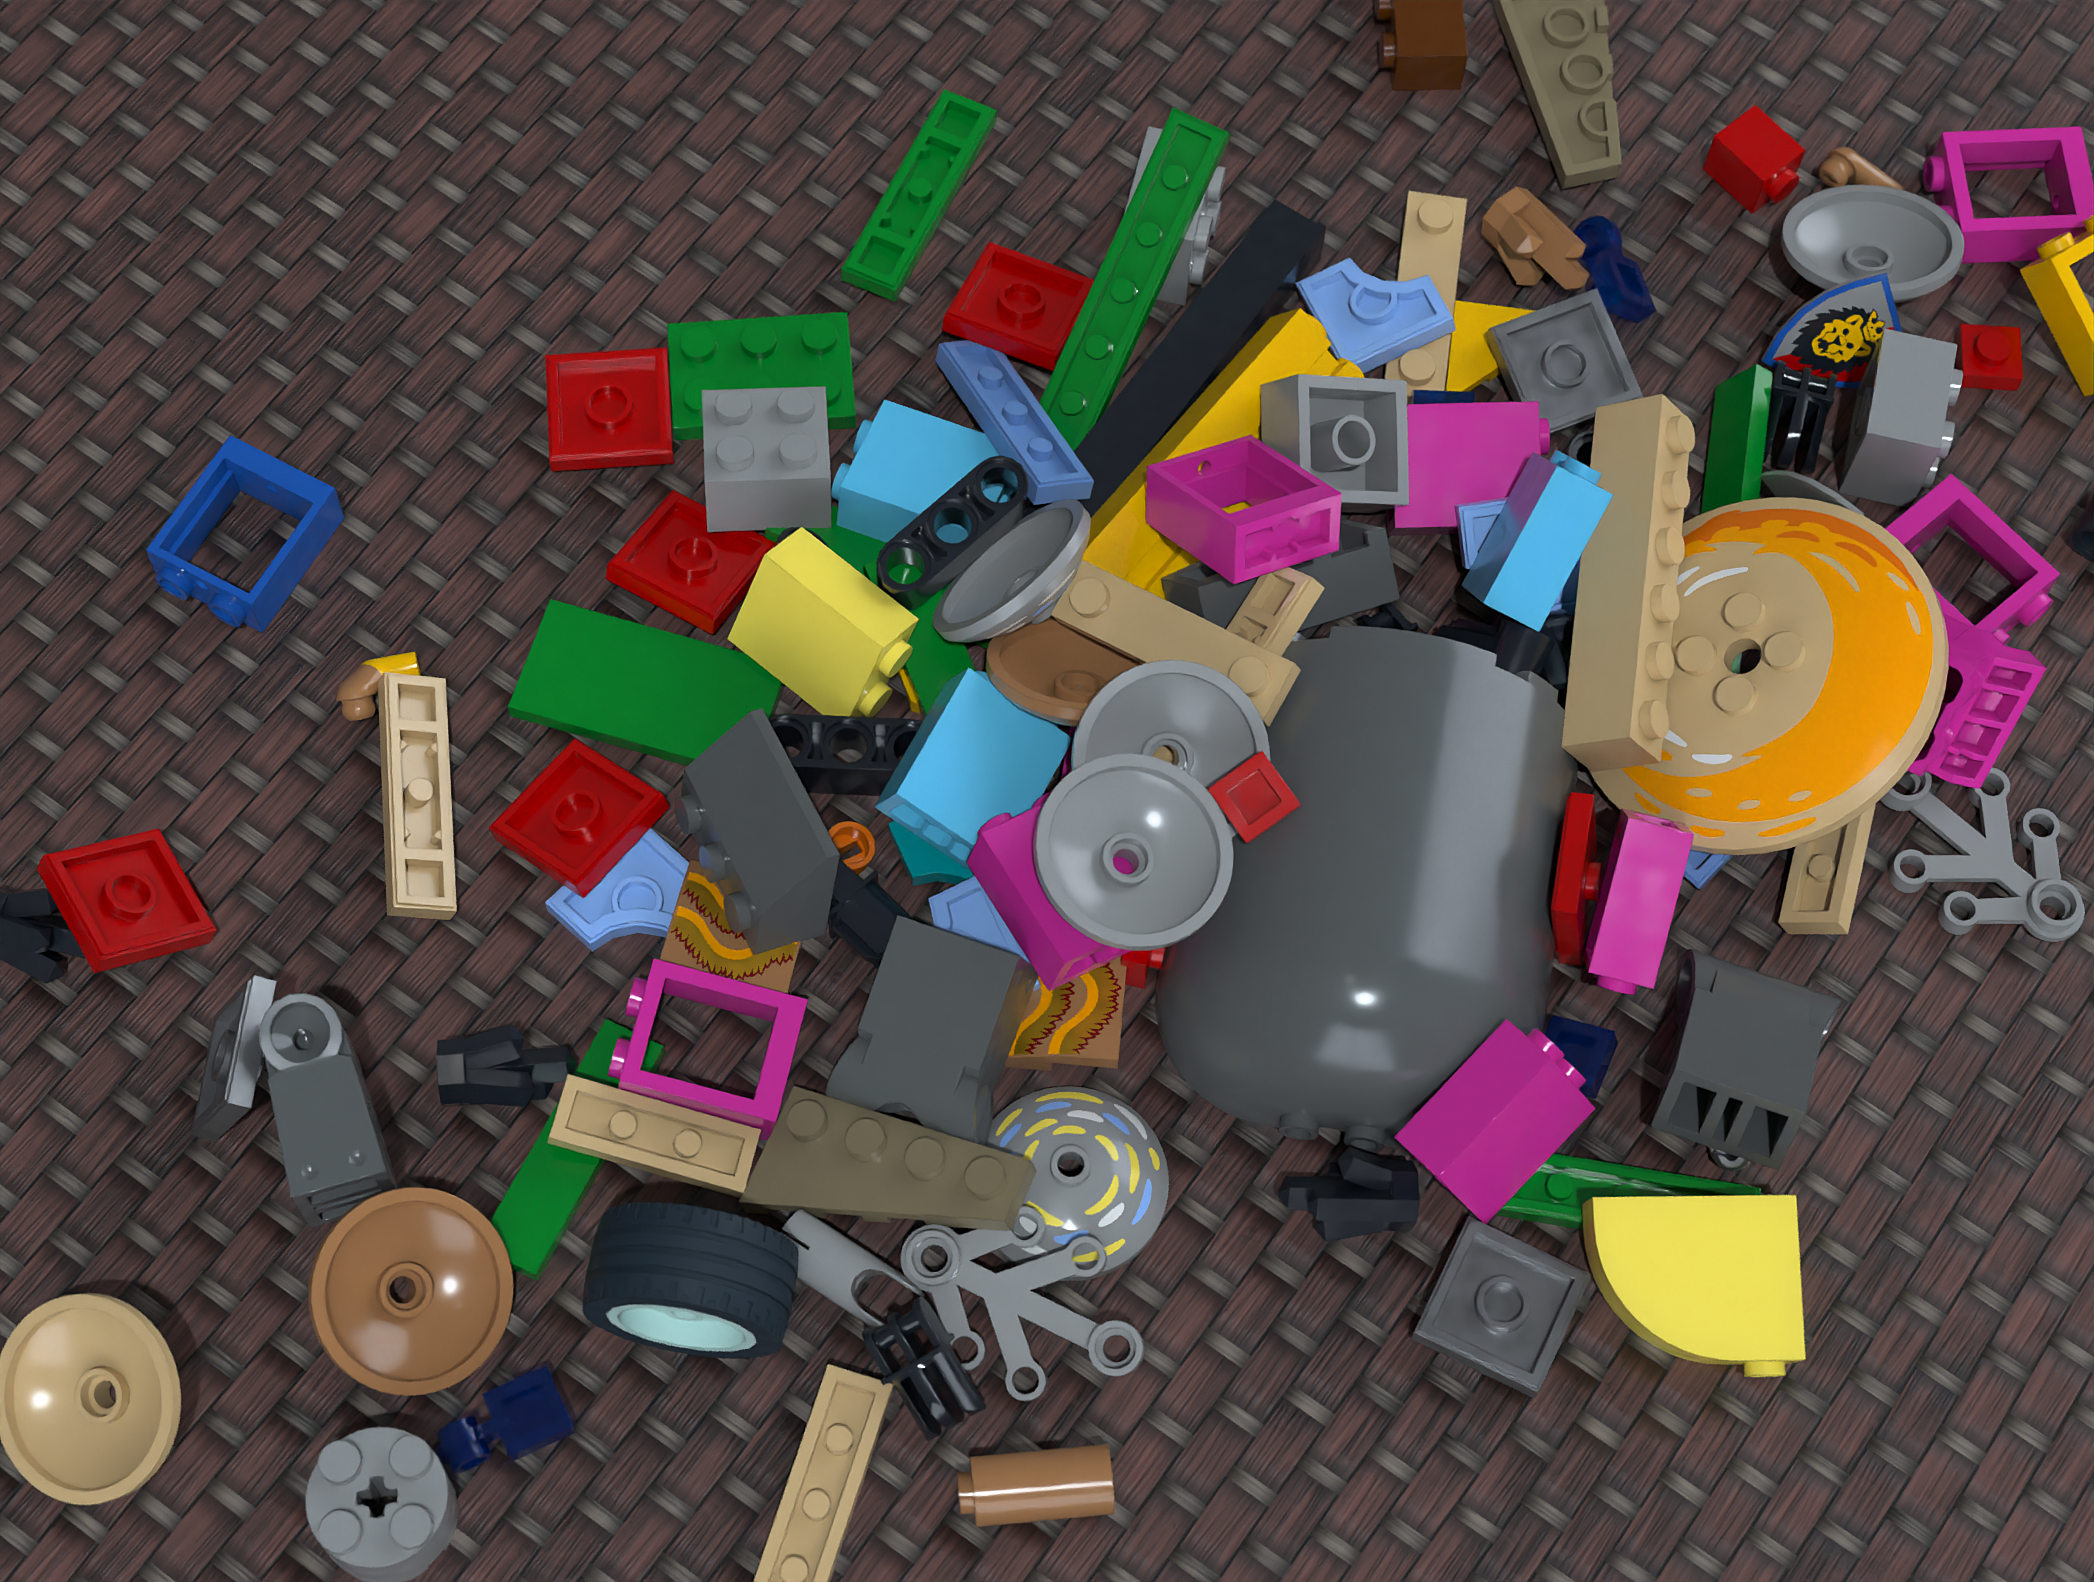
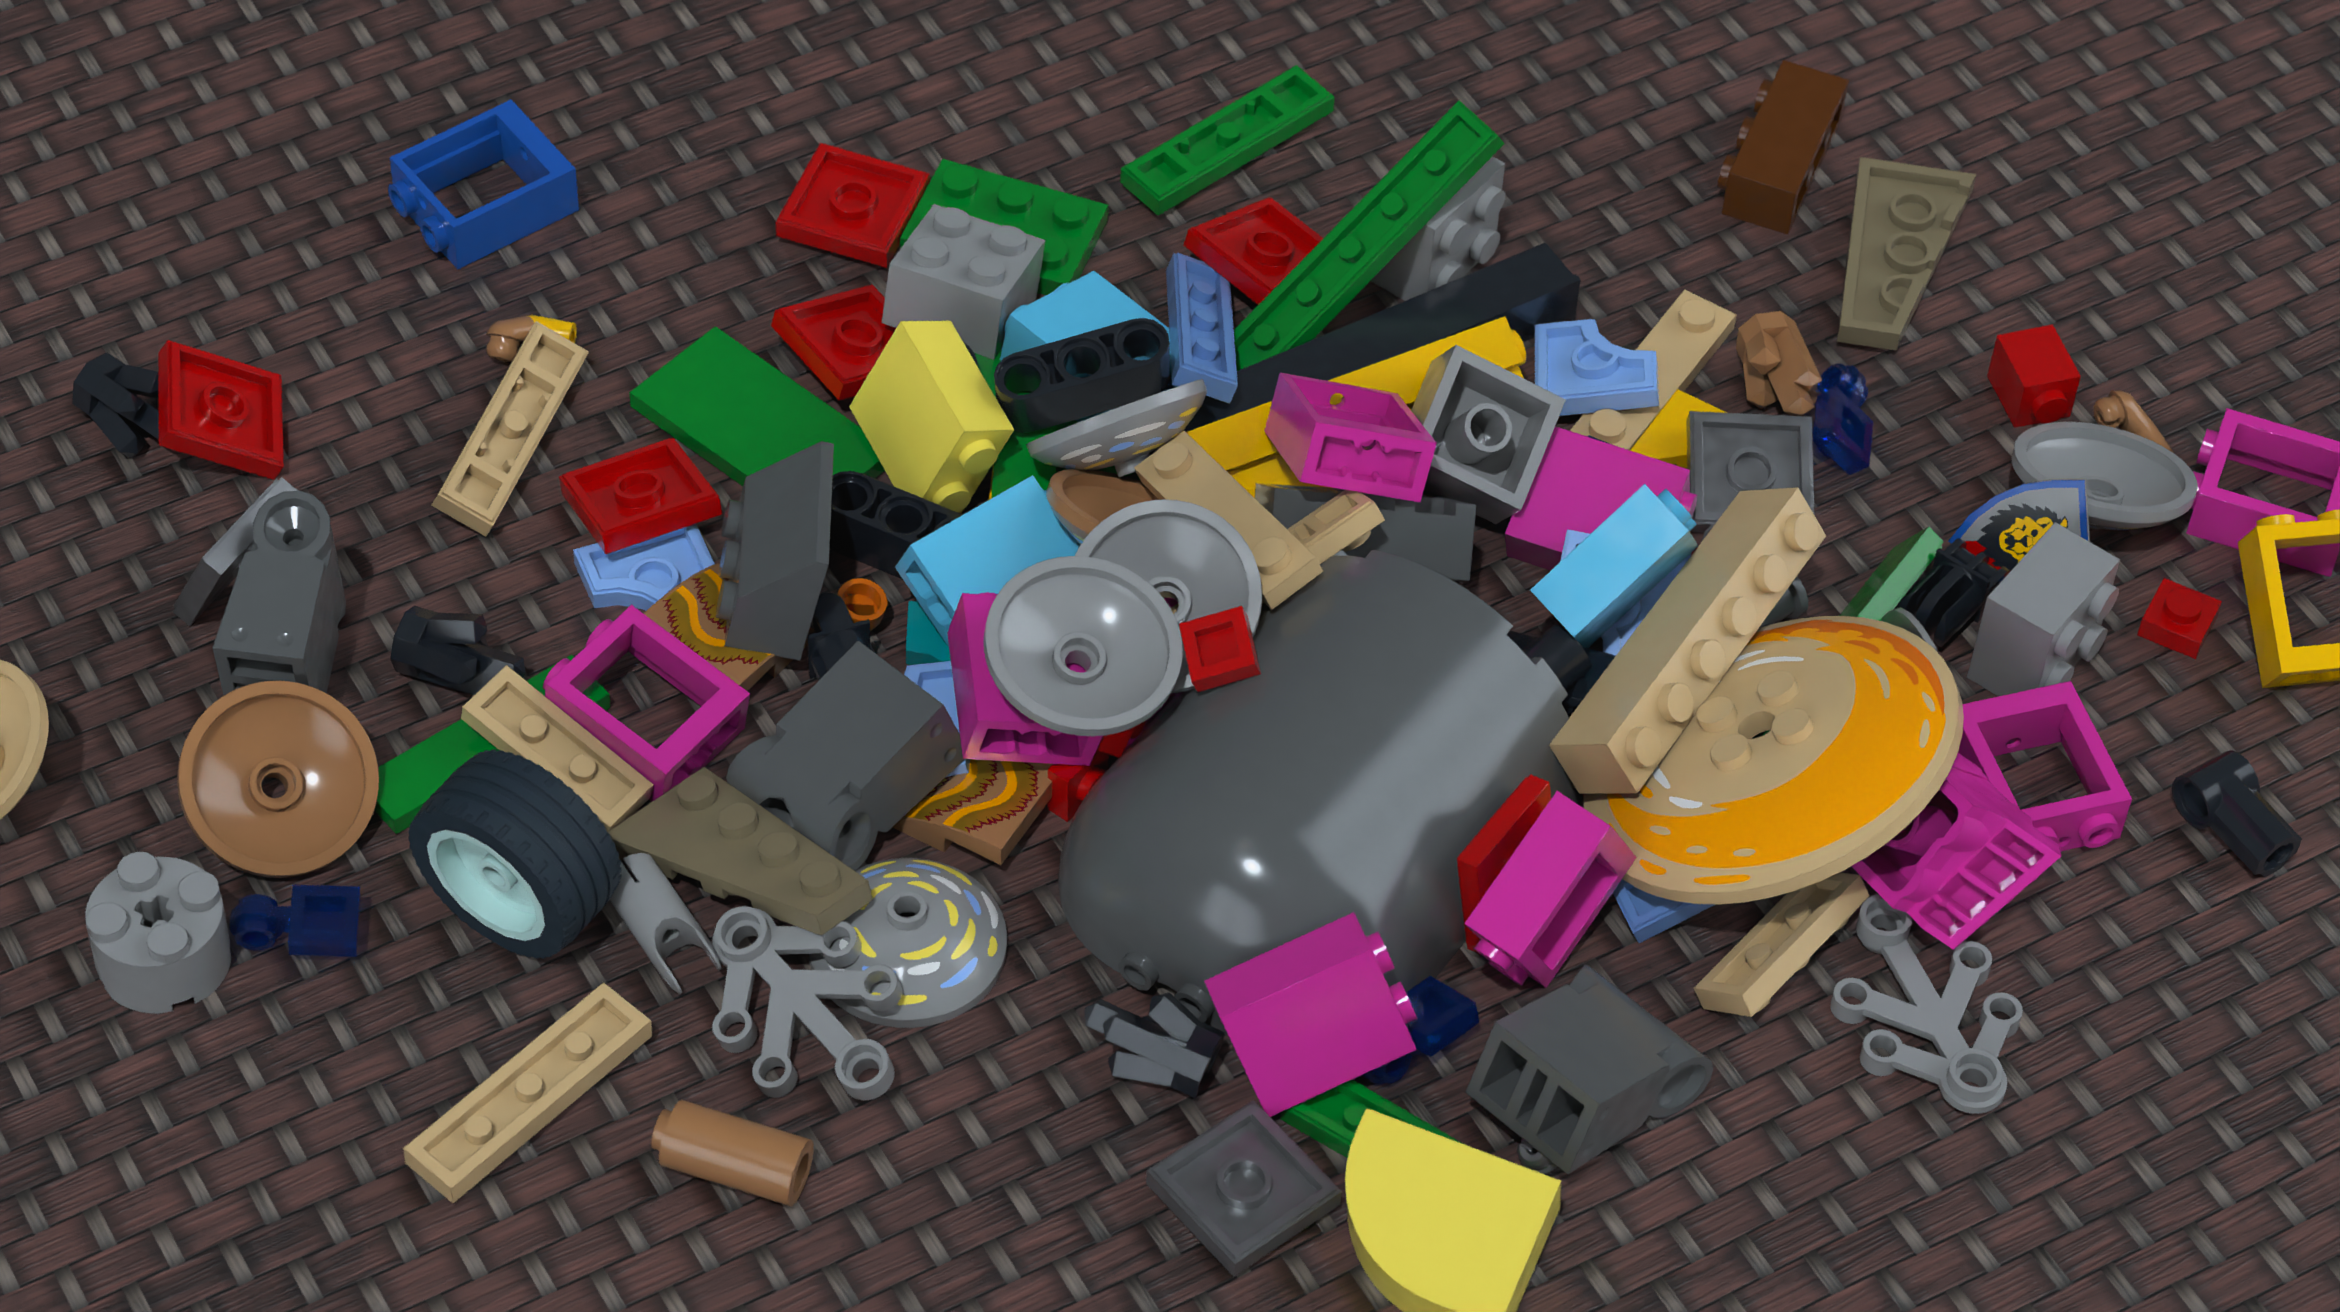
camera: 25 degrees right, 15 degrees down
(930, 1379) = (687, 1022): black arm -> none

